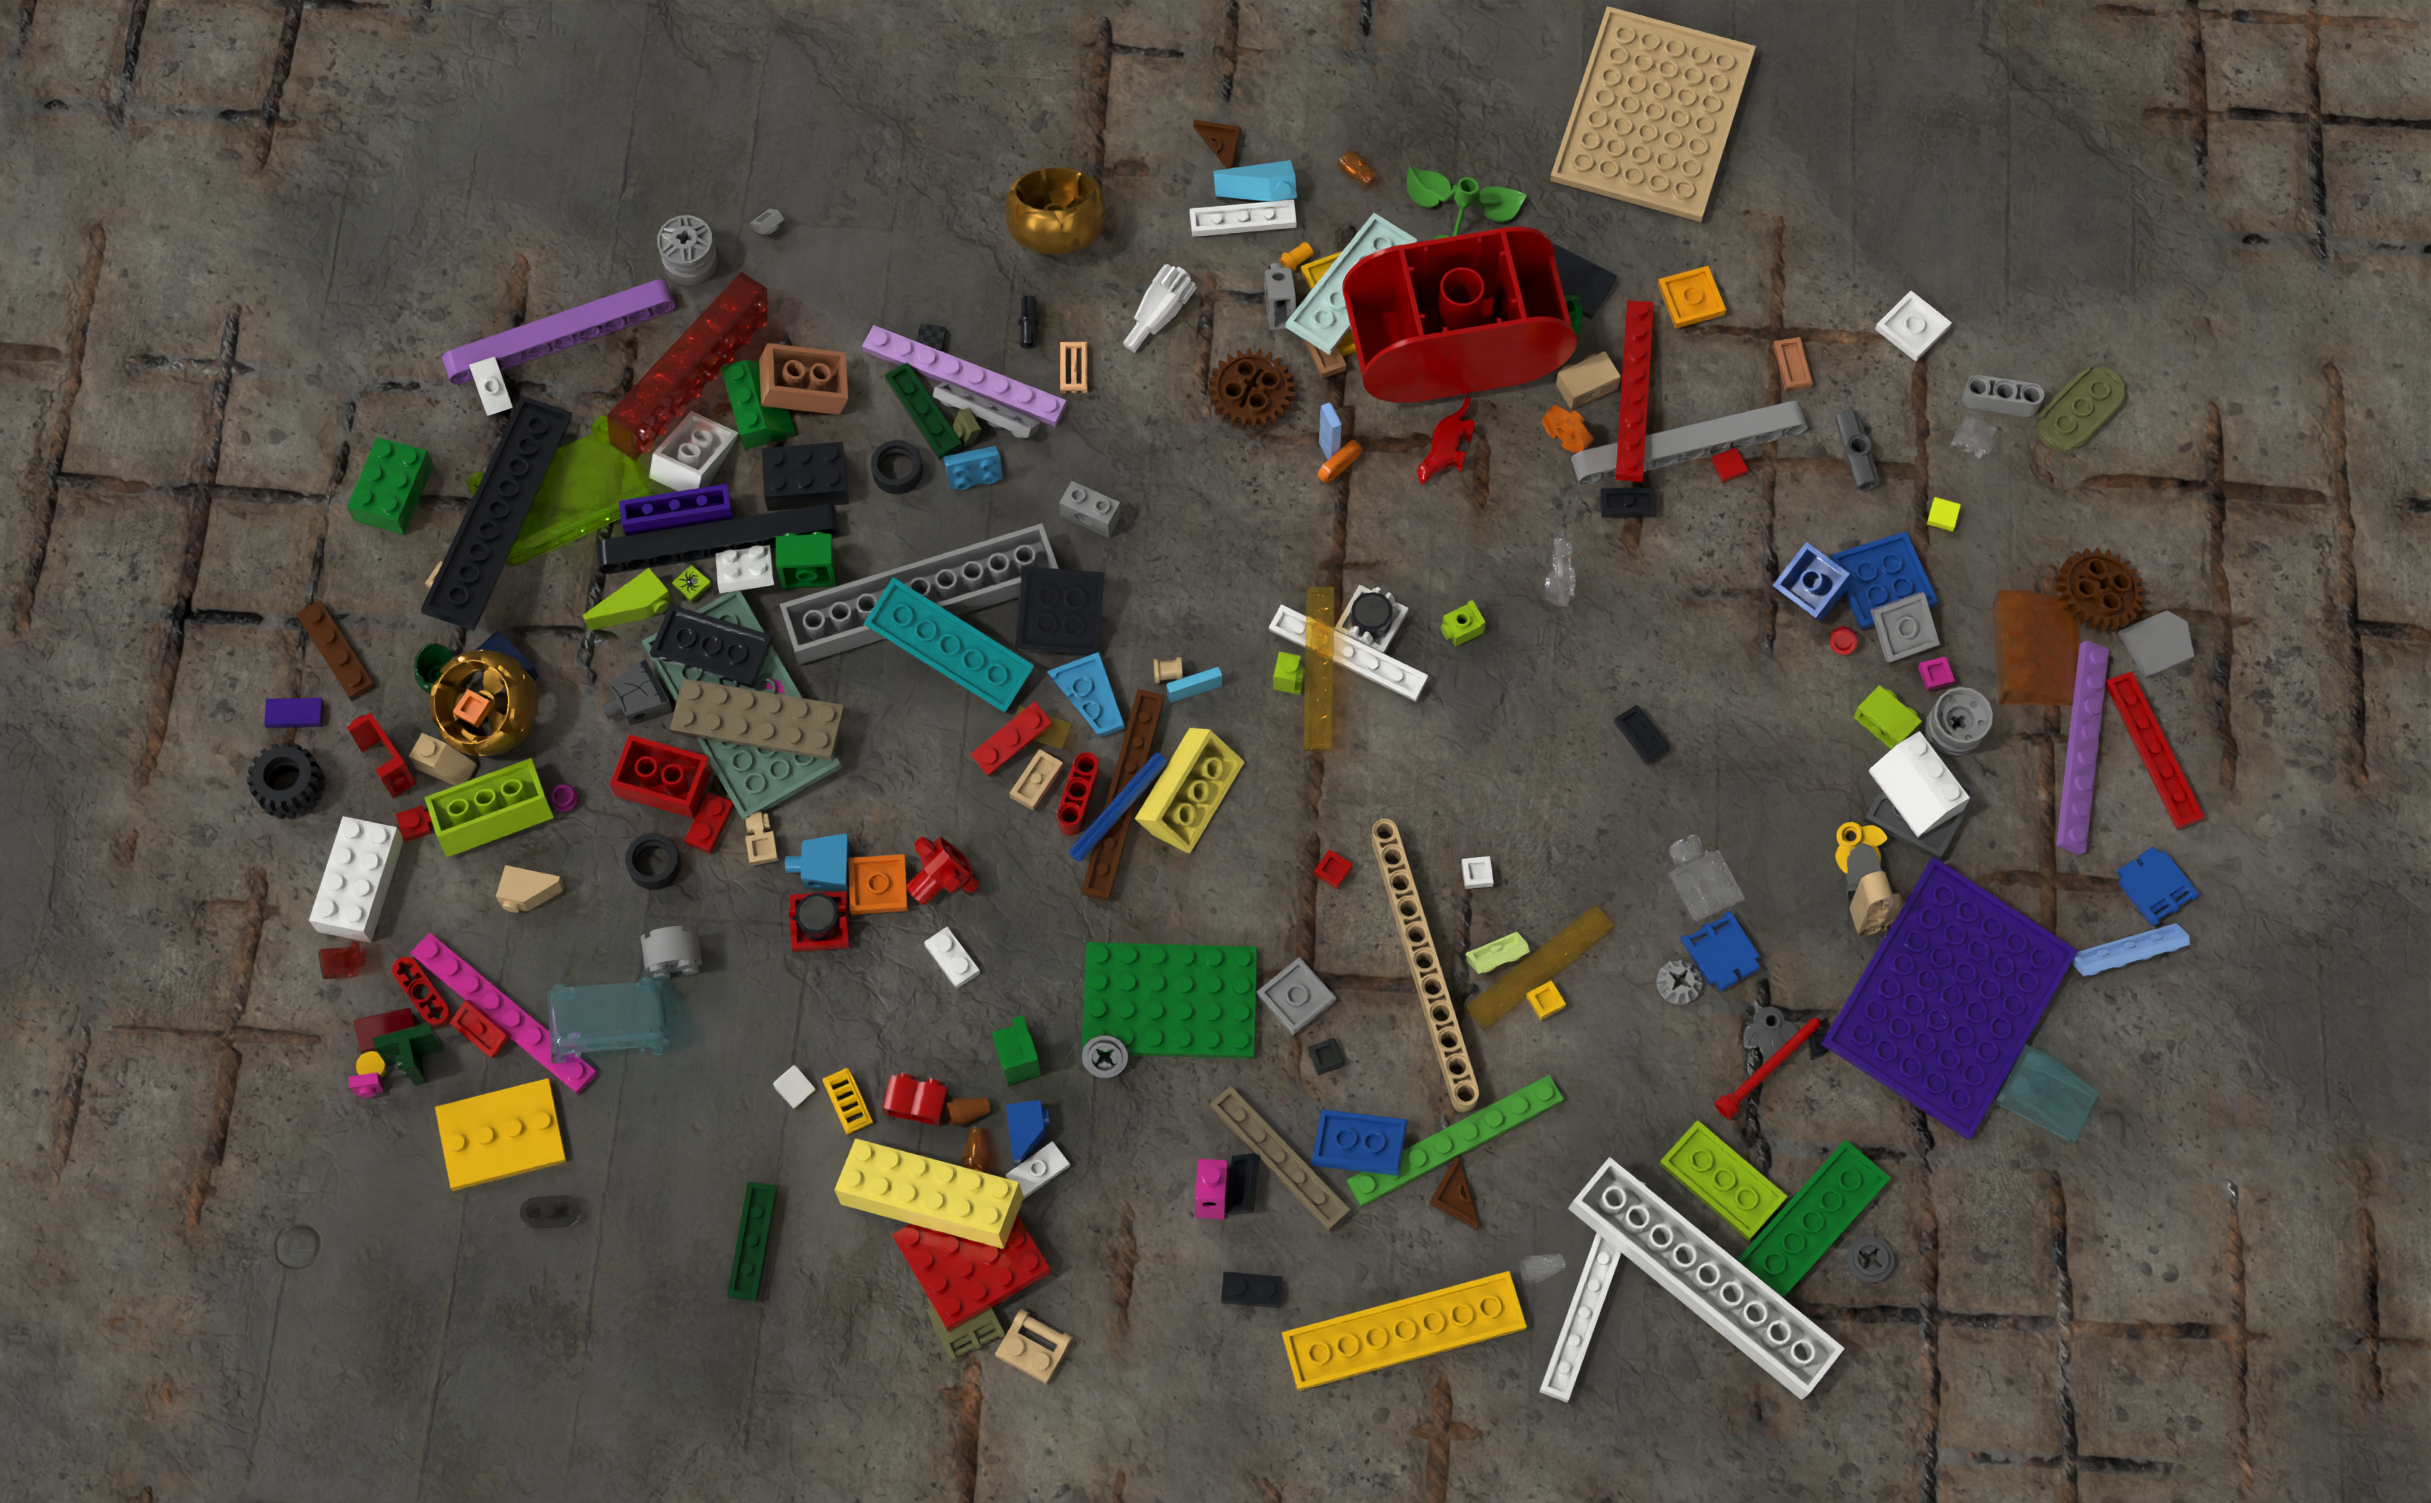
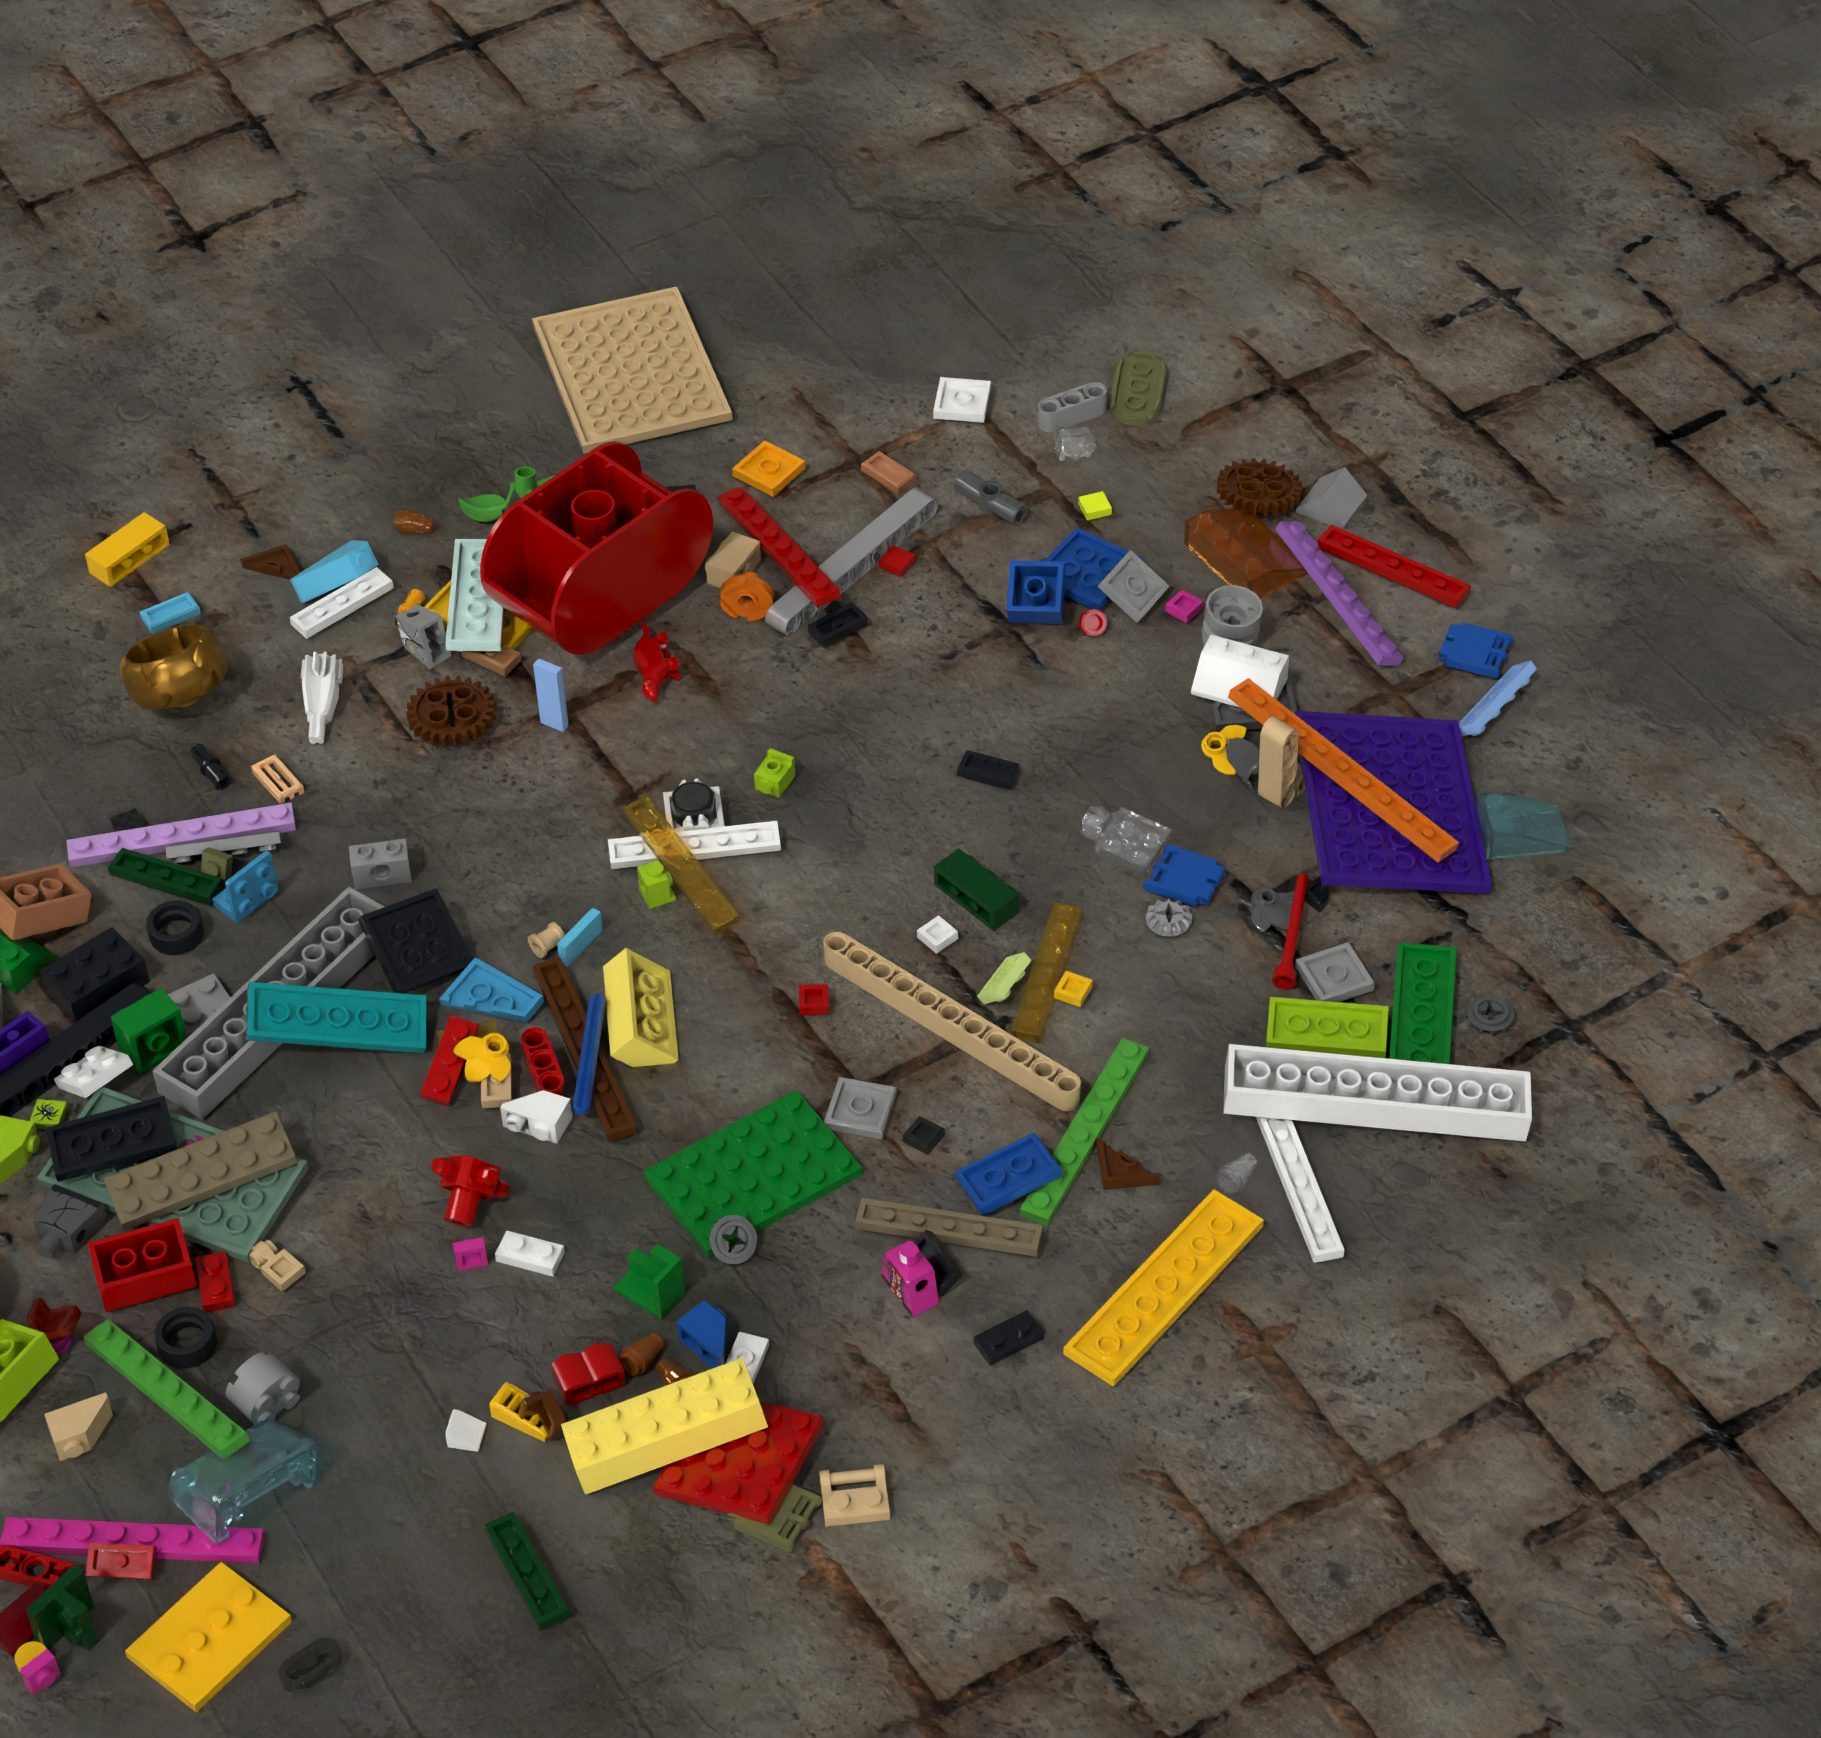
camera: 35 degrees left, 20 degrees down
(562, 785) = (53, 1322): none -> clear red bracket
(601, 905) = (166, 1389): none -> bright green plate
(819, 921) = (384, 1292): piece -> none
(823, 863) = (352, 1248): dark azure torso -> none
(860, 1123) = (548, 1410): none -> reddish brown bracket
(866, 553) = (199, 1001): none -> light grey plate
(878, 884) = (415, 1235): orange plate -> none
(905, 929) = (470, 1254): none -> dark pink plate
(1032, 757) = (483, 1061): none -> yellow plate
(1045, 836) = (538, 1115): none -> white slope
(1104, 140) = (170, 612): none -> medium azure tile
(1111, 53) = (127, 549): none -> yellow brick
(1339, 461) = (571, 720): orange tile -> none
(1541, 850) = (976, 889): none -> dark green brick
(1561, 582) = (830, 685): clear plate -> none
(1770, 1133) = (1335, 974): none -> light grey plate
(1887, 717) = (1173, 653): lime brick -> none
(1923, 946) = (1348, 773): none -> orange plate

